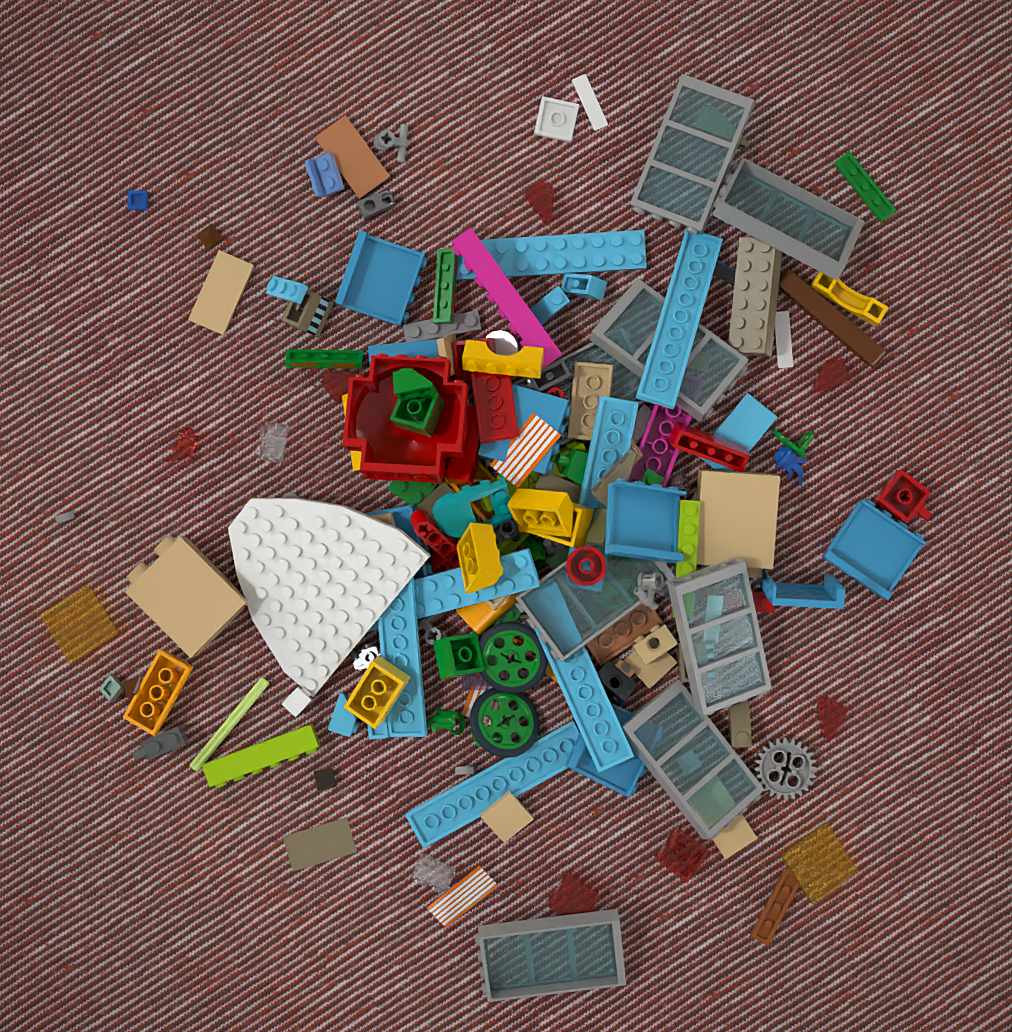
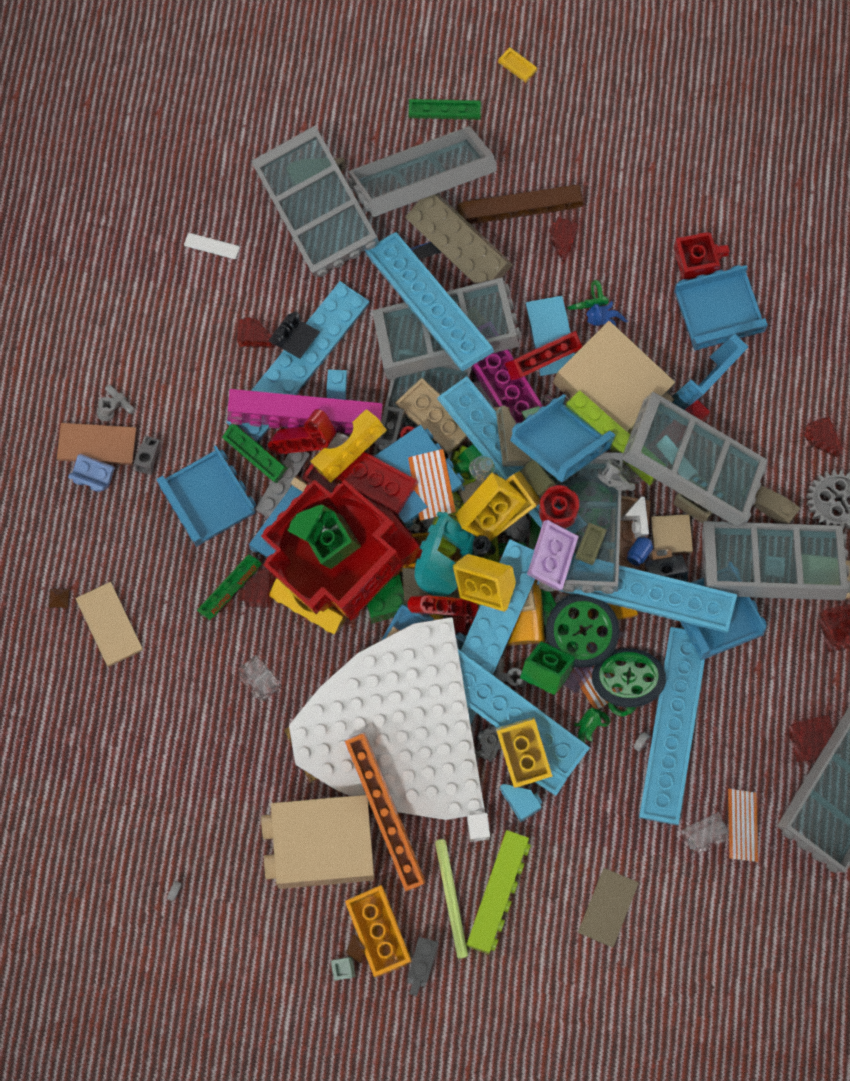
camera: 50 degrees left, 15 degrees down
(79, 624) = (269, 952): clear yellow plate -> none
(187, 441) = (200, 745): clear red piece -> none
(246, 624) = (385, 811): none -> orange brick
(286, 289) = (153, 568): medium azure plate -> none
(310, 315) = (182, 569): dark tan slope -> none
(325, 778) = (558, 858): dark brown tile -> none
(491, 323) = (314, 436): none -> red beam
(506, 816) = (705, 738): tan tile -> none
(542, 592) = (552, 555): none -> lavender plate
(556, 119) = (202, 278): white tile -> none
(565, 235) = (294, 335): none -> black hinge
(573, 477) = (481, 468): none -> clear brick
(579, 613) = (590, 544): none -> olive tile
(584, 286) = (344, 354): medium azure slope -> none
(613, 650) = (639, 551): none -> blue brick
(642, 624) = (638, 514): none -> white slope
(665, 639) = (664, 507): tan brick -> none
(783, 339) = (509, 250): white sticker -> none
(852, 301) = (534, 174): yellow arch -> none
(955, 213) = (517, 65): none -> yellow tile

